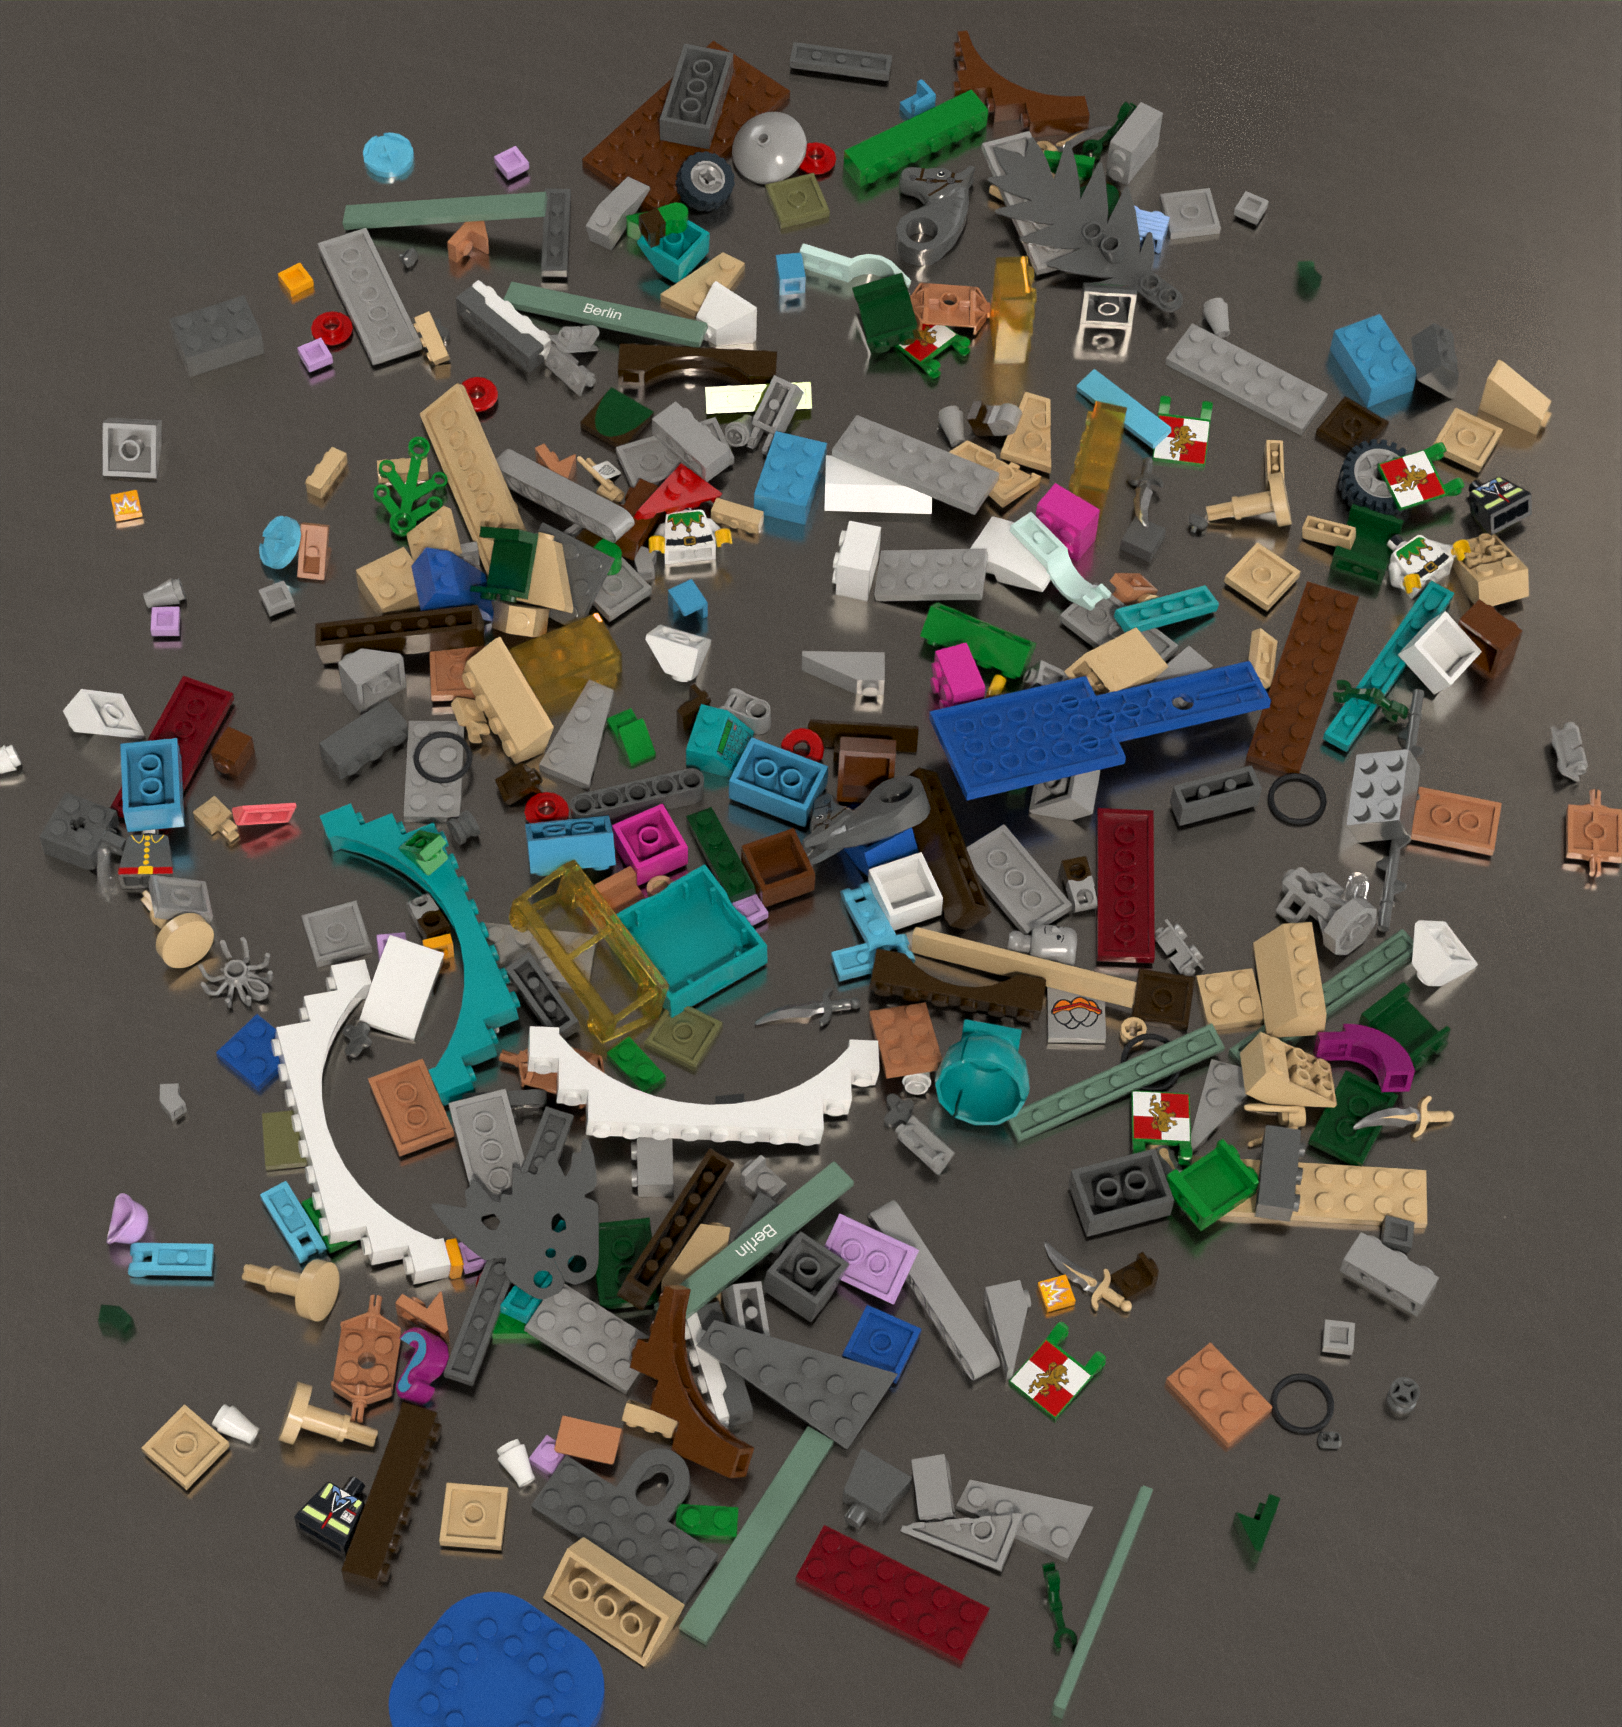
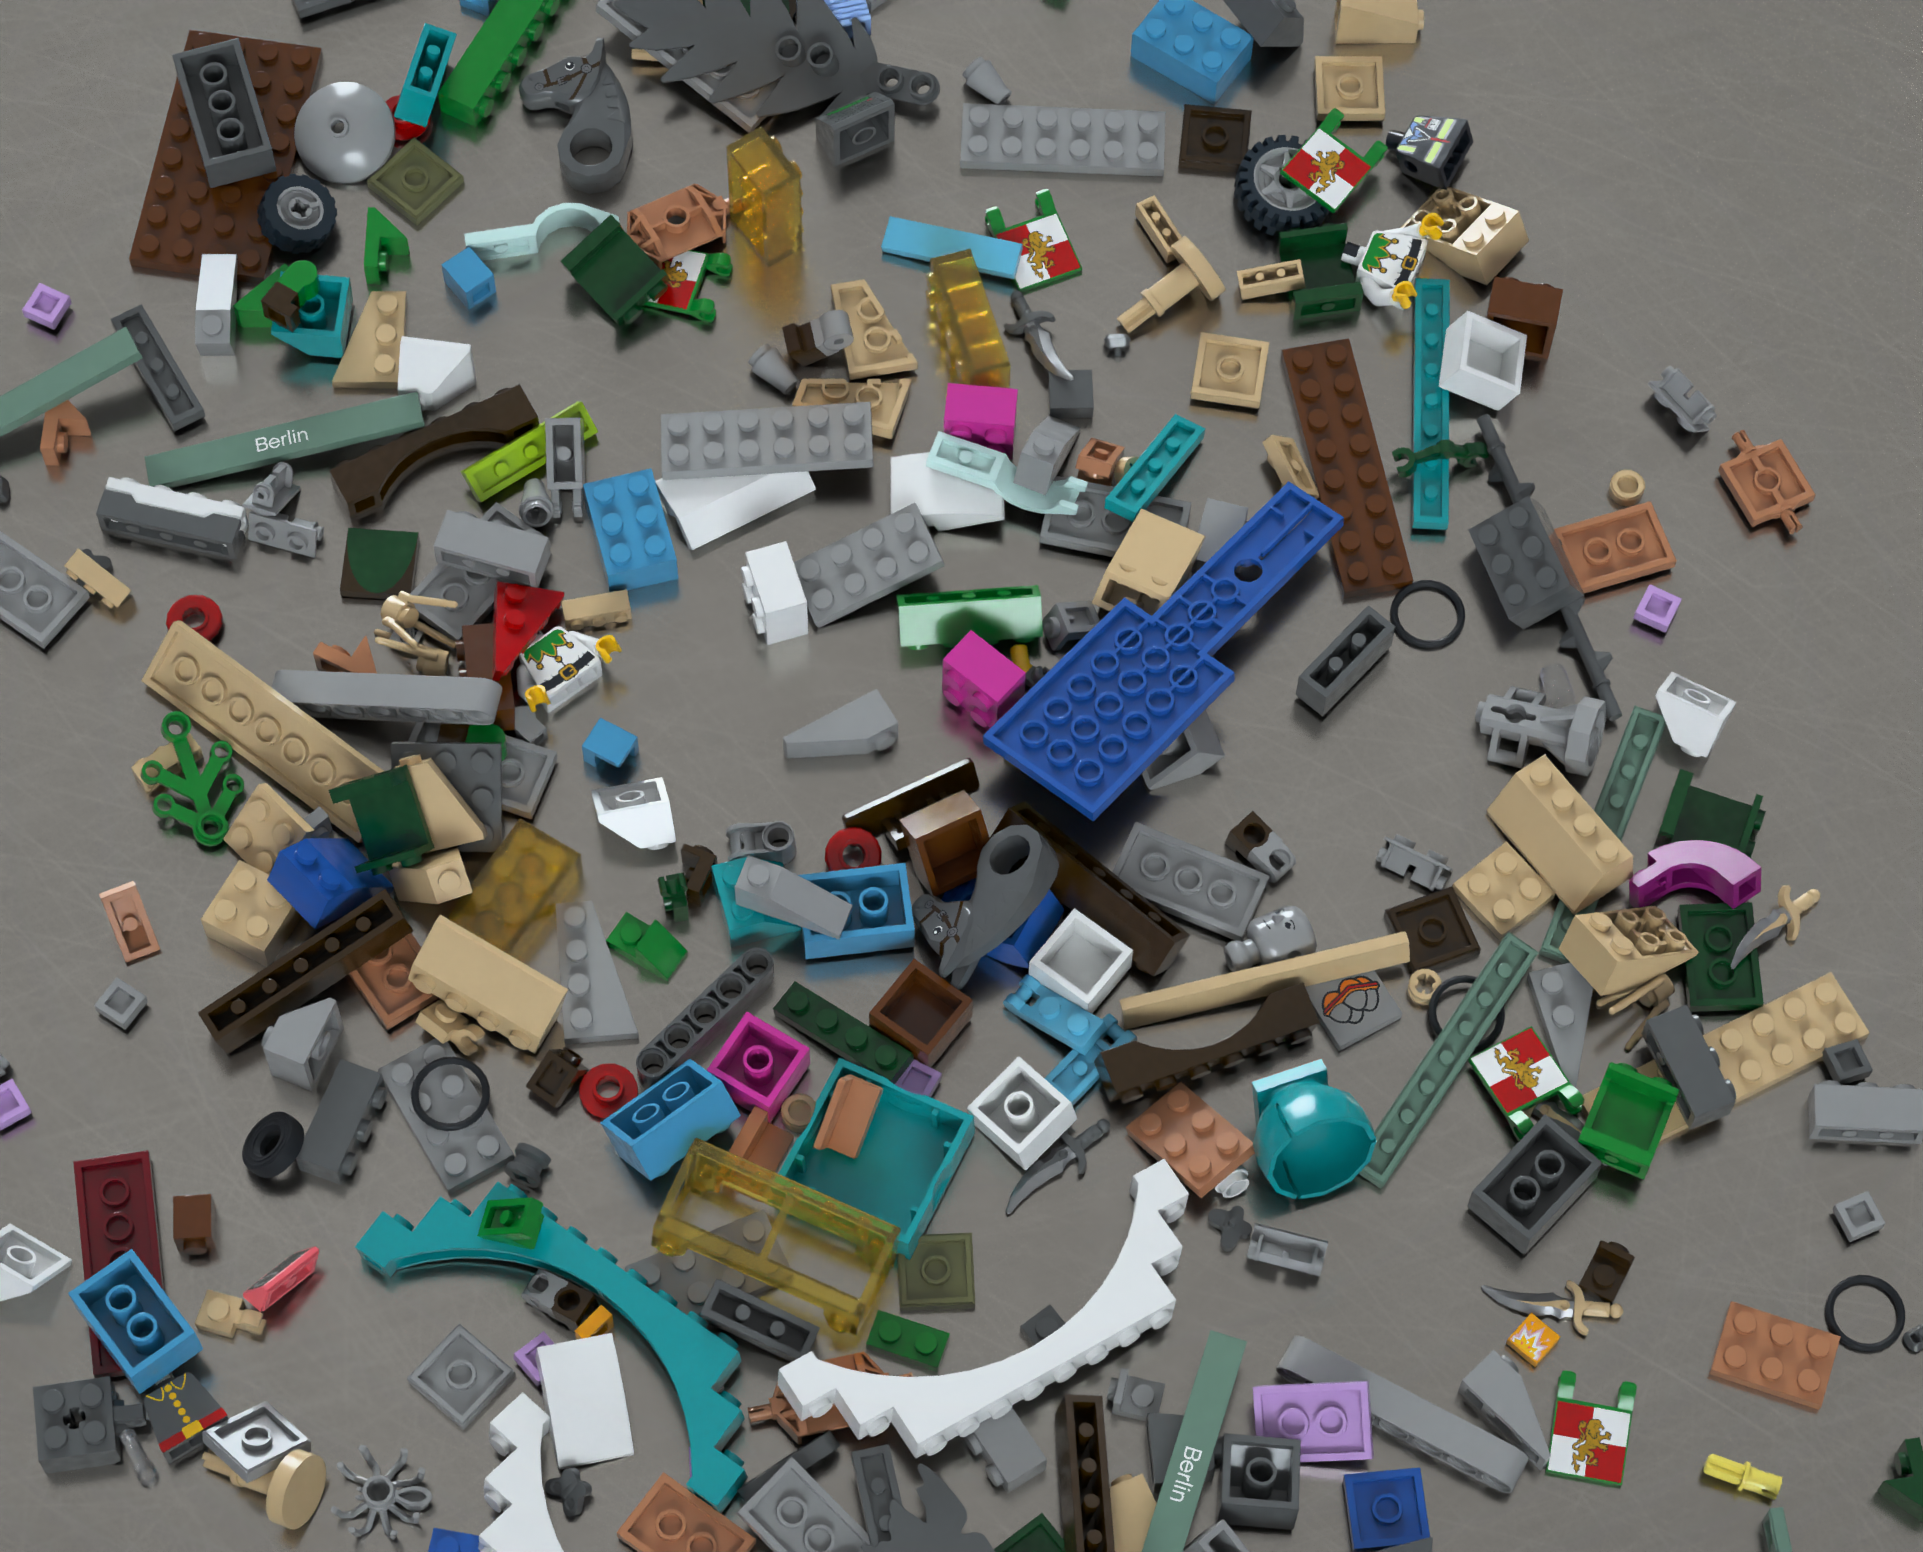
camera: 30 degrees left, 5 degrees up
(280, 542) = (83, 932): medium azure tile -> none
(311, 729) = (284, 1152): none -> black tyre
(326, 472) = (76, 813): tan piece -> none
(608, 453) = (400, 613): none -> tan plant
(667, 712) = (674, 896): none -> dark green plate
(685, 902) = (848, 1116): none -> nougat panel
(735, 746) = (790, 898): none -> light grey slope
(746, 224) = (381, 241): none -> green slope
(803, 963) = (1022, 1113): none -> white brick
(842, 134) = (425, 75): none -> teal brick
(1096, 562) = (1045, 454): none -> light grey slope
(1125, 886) = (1311, 820): dark red plate -> none
(1142, 1458) = (1743, 1476): none -> light yellow axle
(1460, 875) = (1657, 608): none -> lavender plate
(1492, 788) = (1626, 487): none -> tan tile

